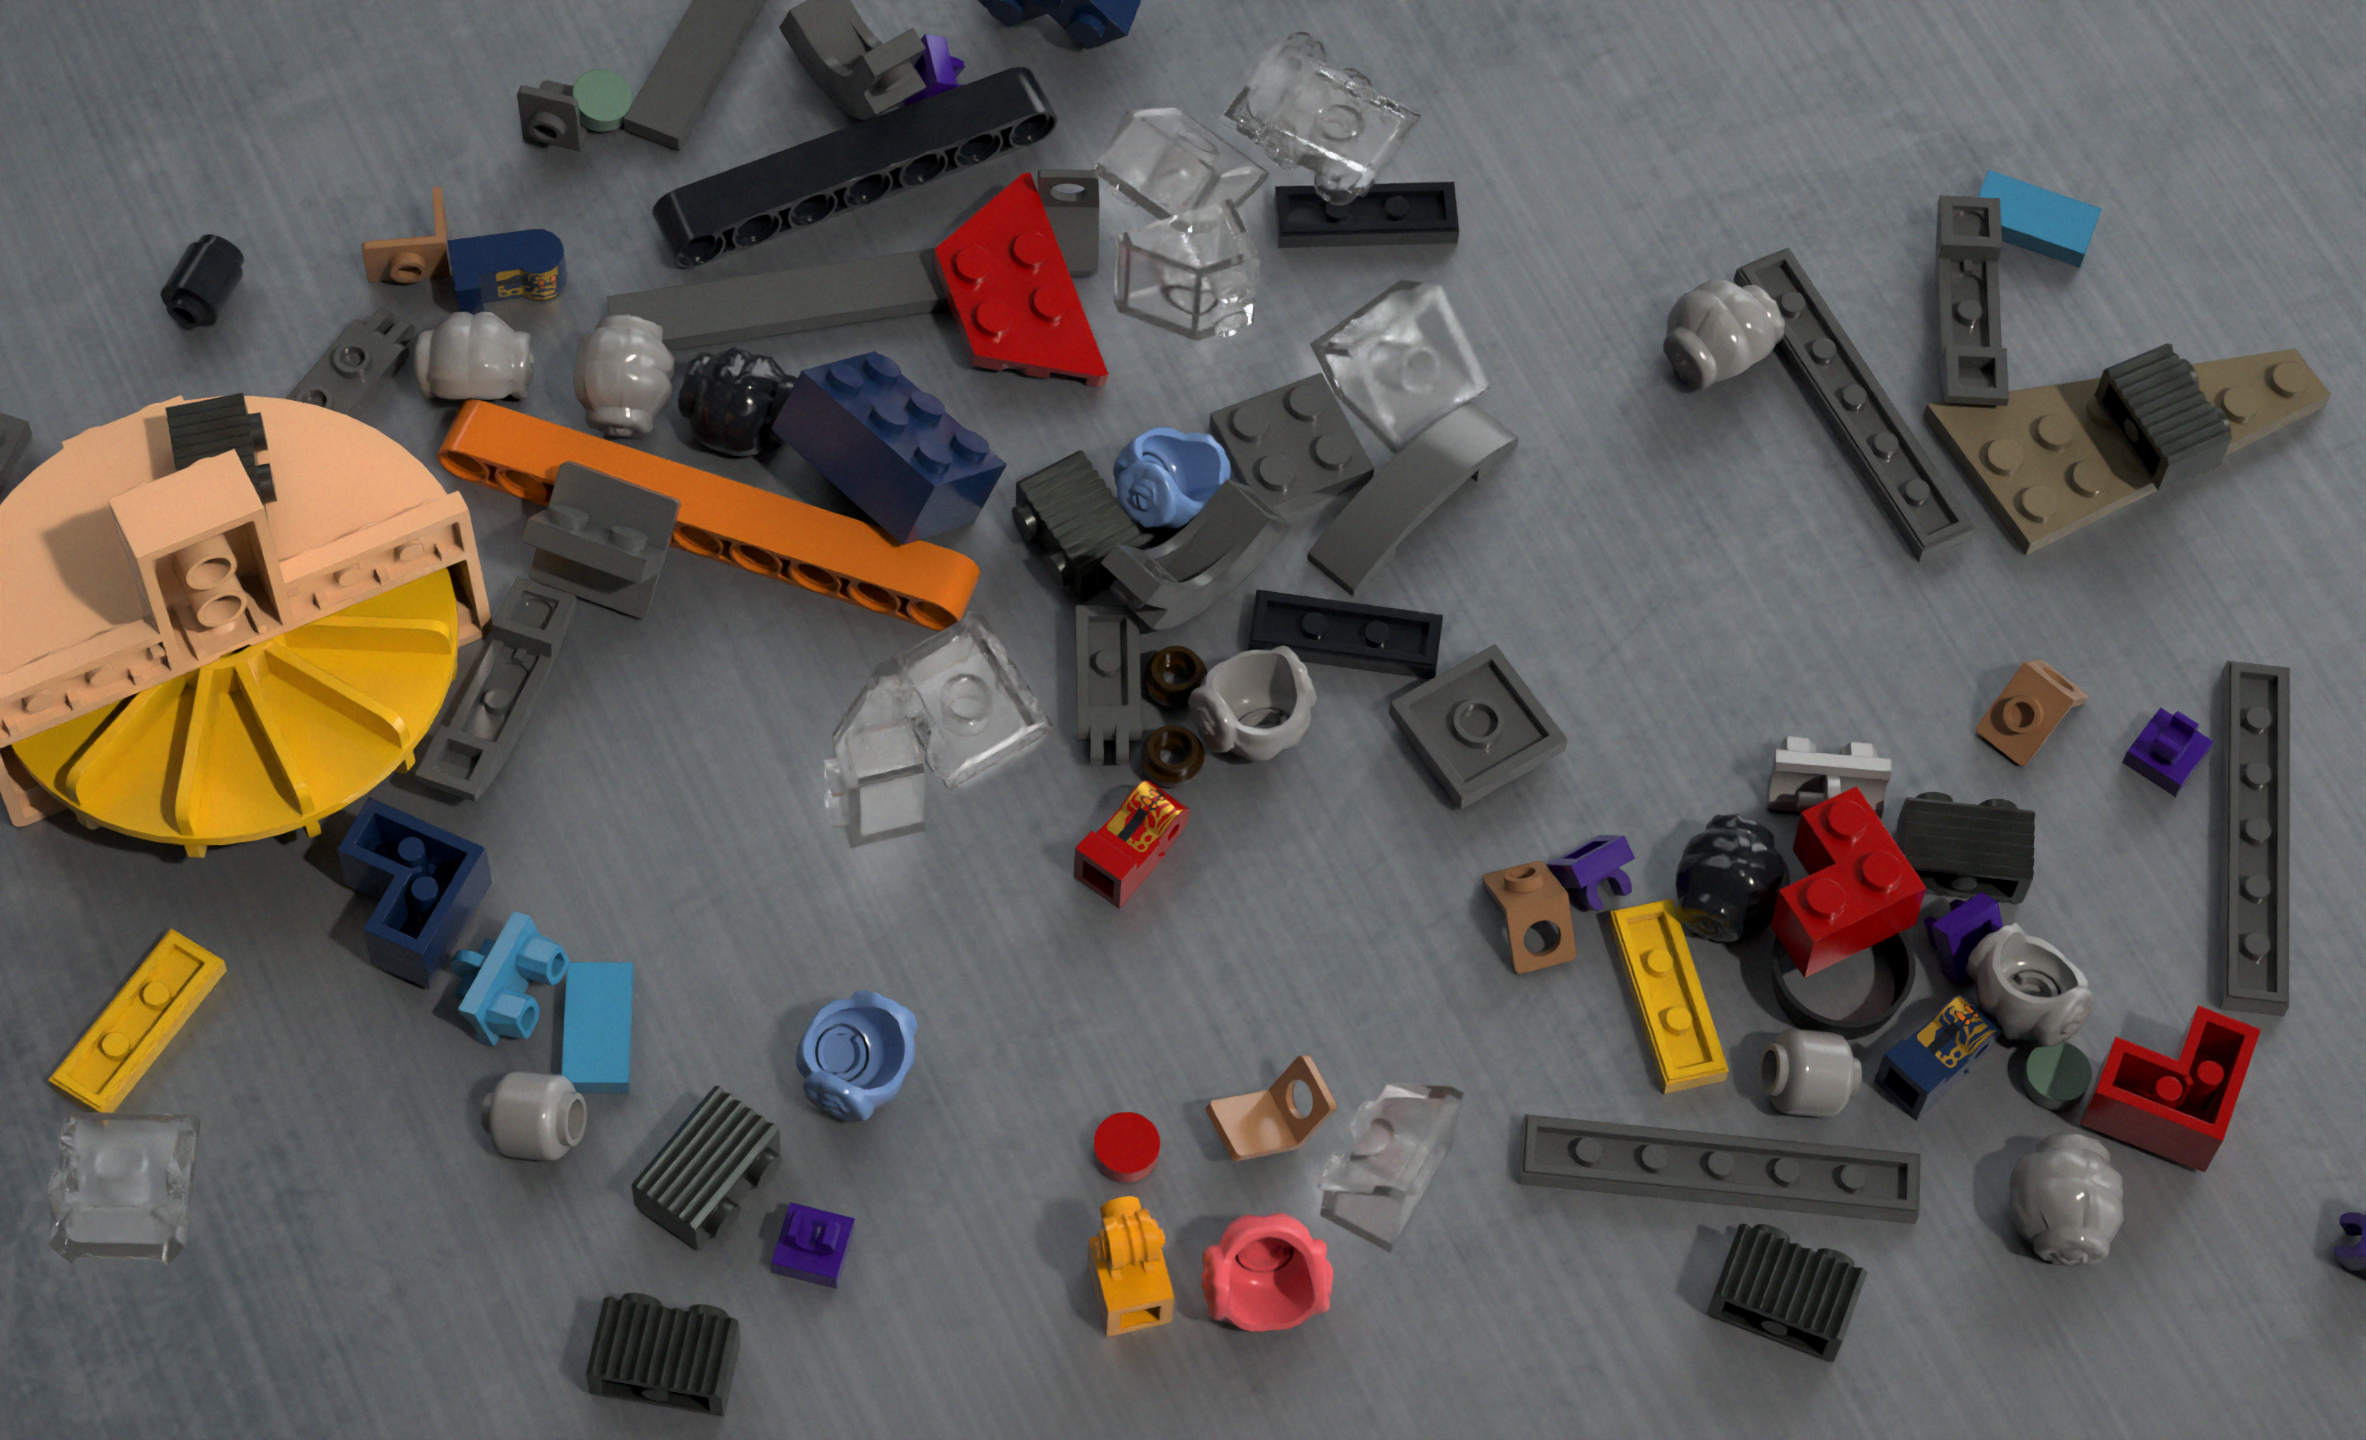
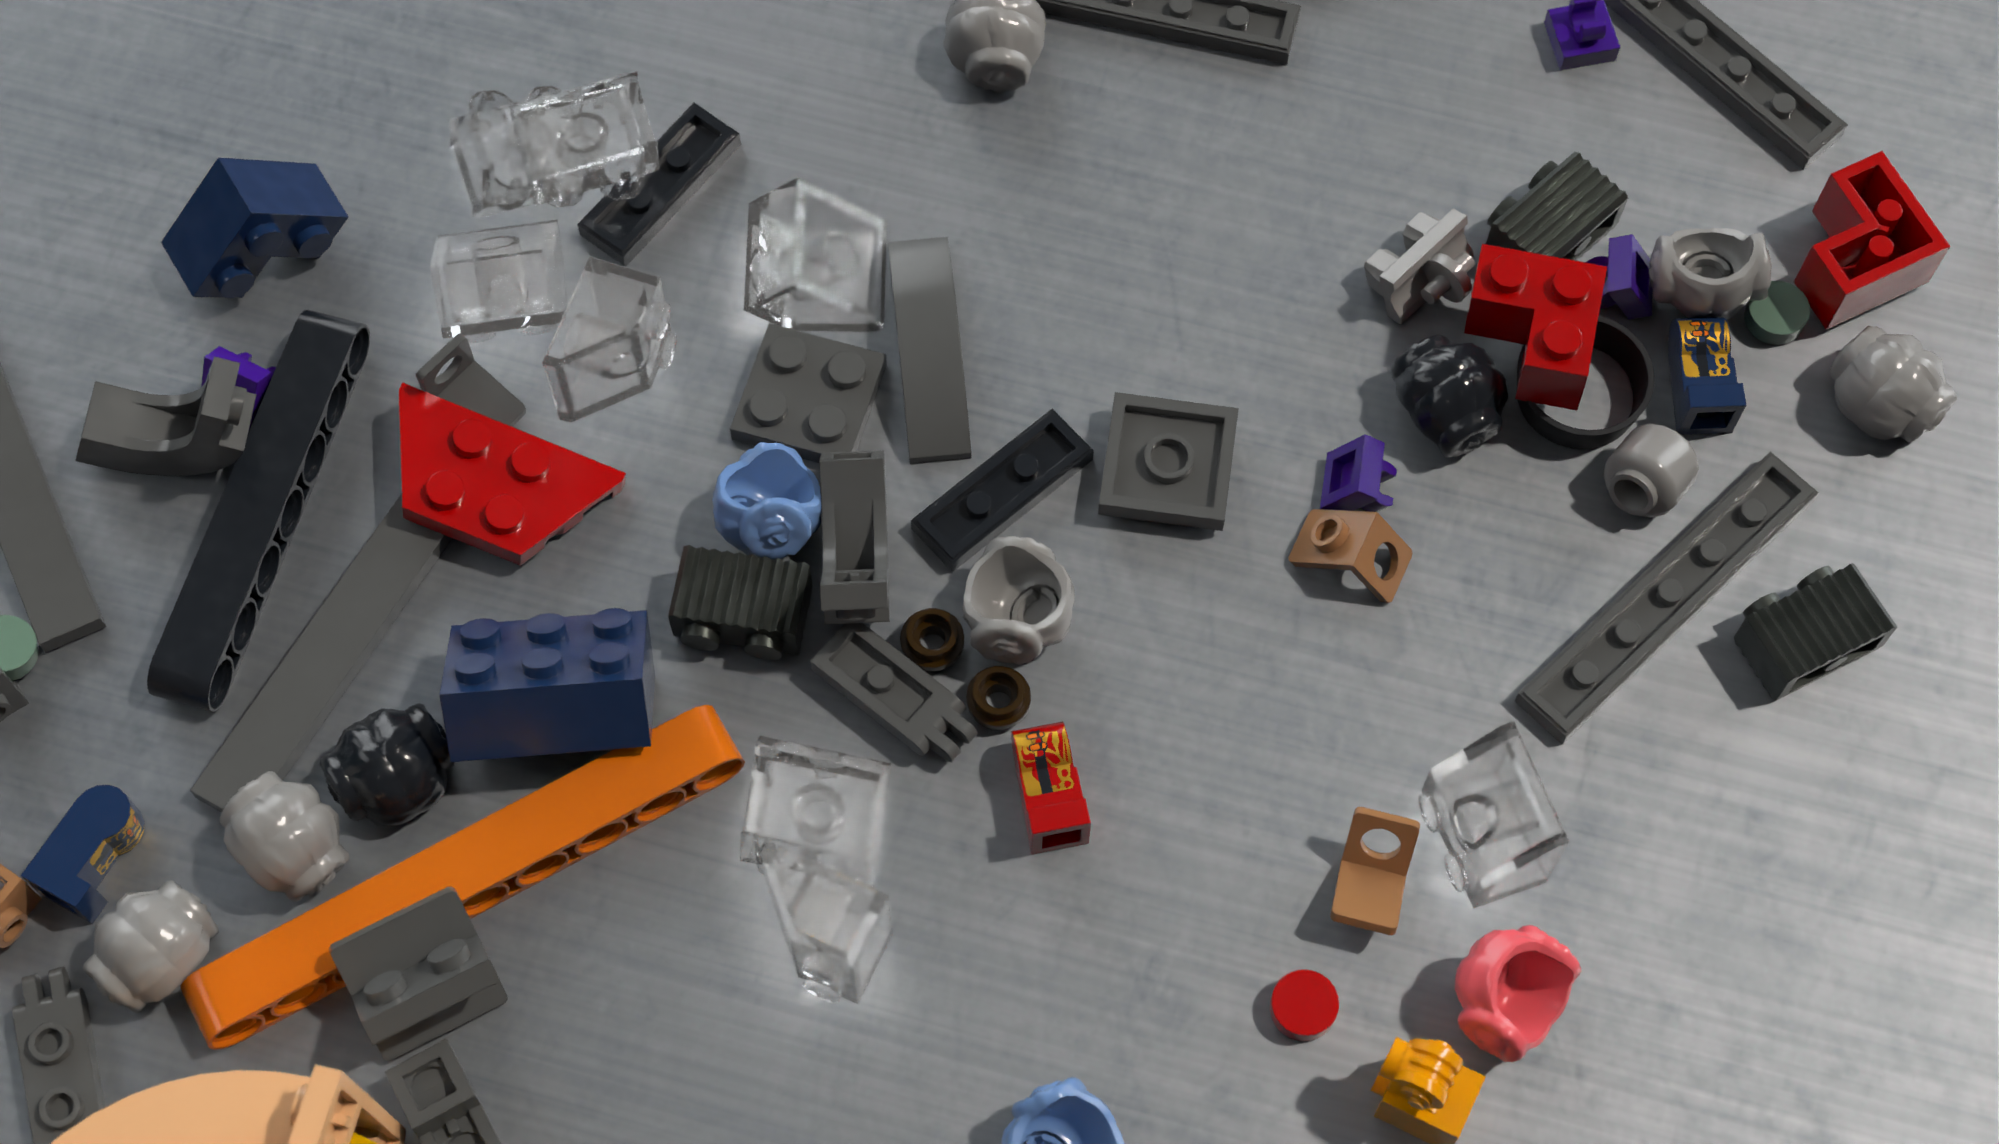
camera: 45 degrees left, 5 degrees up
(1668, 996) = (1498, 515): yellow tile -> none
(2029, 710) = (1479, 92): medium nougat bracket -> none

